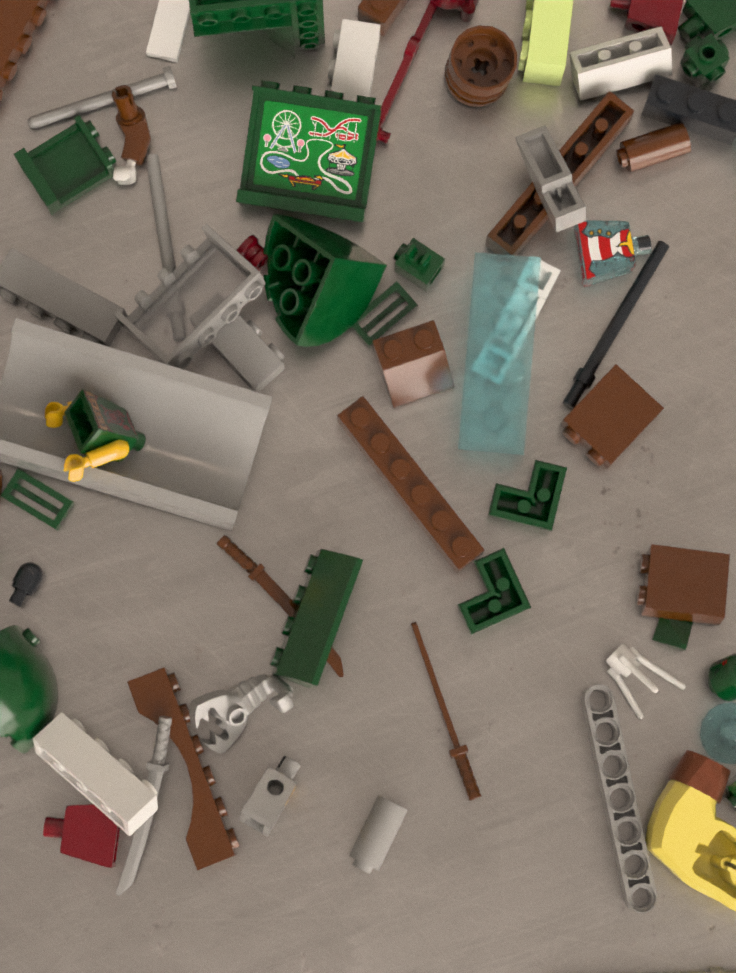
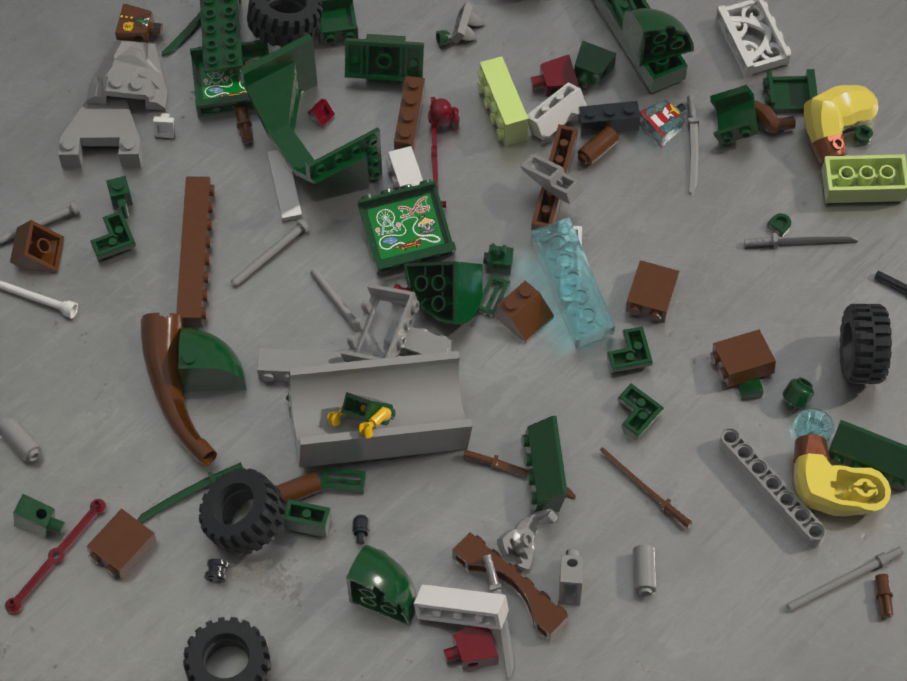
camera: 25 degrees left, 20 degrees down
(67, 165) = (267, 295): dark green panel -> none
(134, 127) = (297, 260): reddish brown arm -> none
(410, 484) = (558, 374): reddish brown brick -> none
(484, 50) = (479, 143): reddish brown wheel -> none
(585, 376) = (625, 277): black bar -> none
(607, 250) = (600, 208): torso -> none
(624, 662) = (734, 414): white plant -> none
(706, 68) = (600, 90): dark green brick -> none

